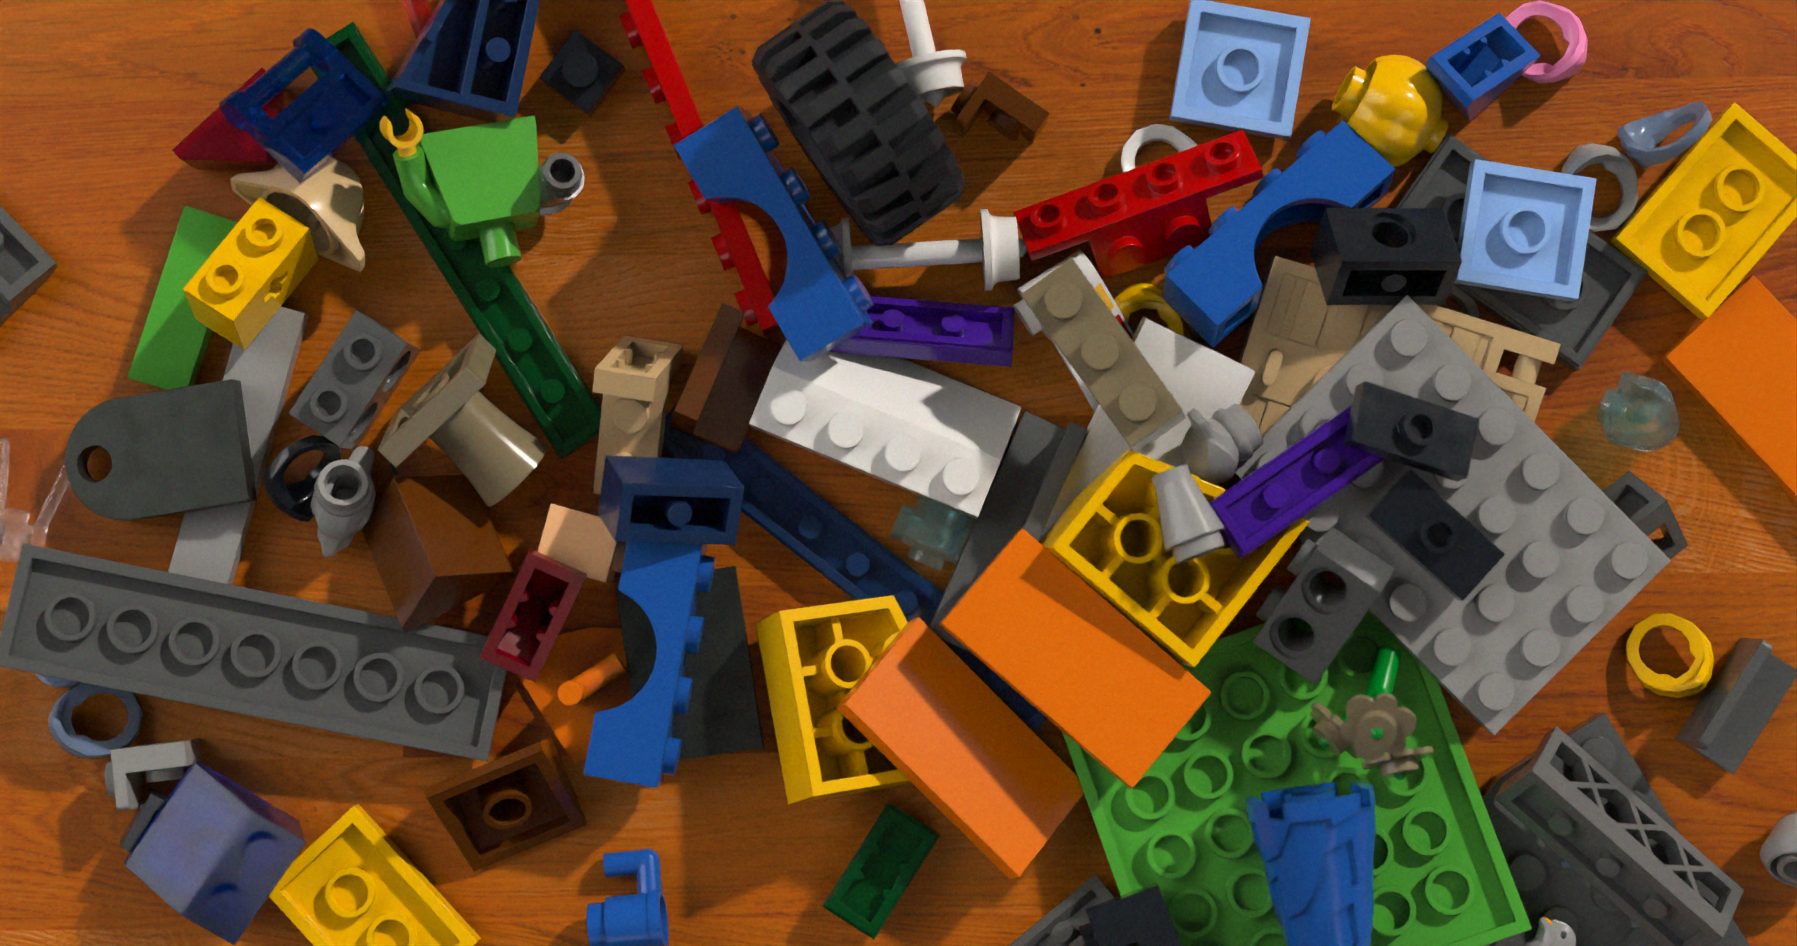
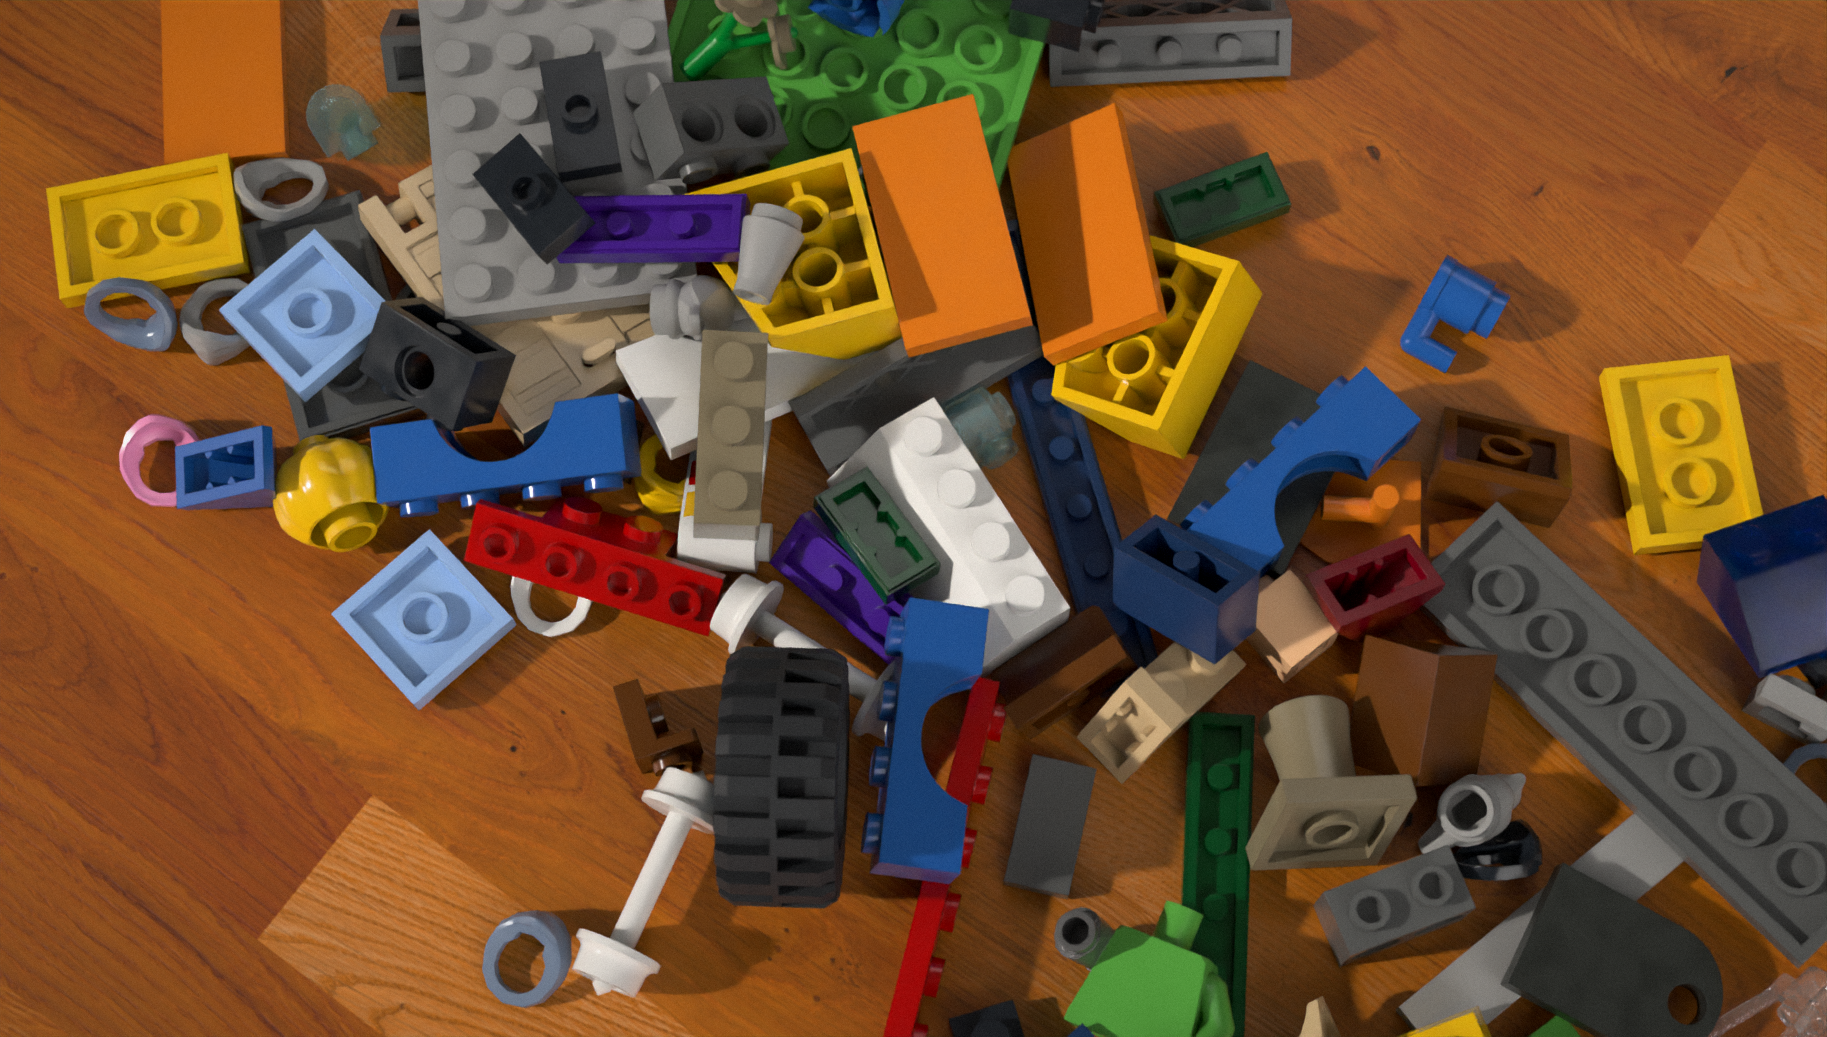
camera: 145 degrees left, 15 degrees down
(653, 262) = (1049, 826): none -> dark grey tile
(940, 376) = (876, 535): none -> dark green plate
(1671, 320) = (257, 176): none -> light grey piece

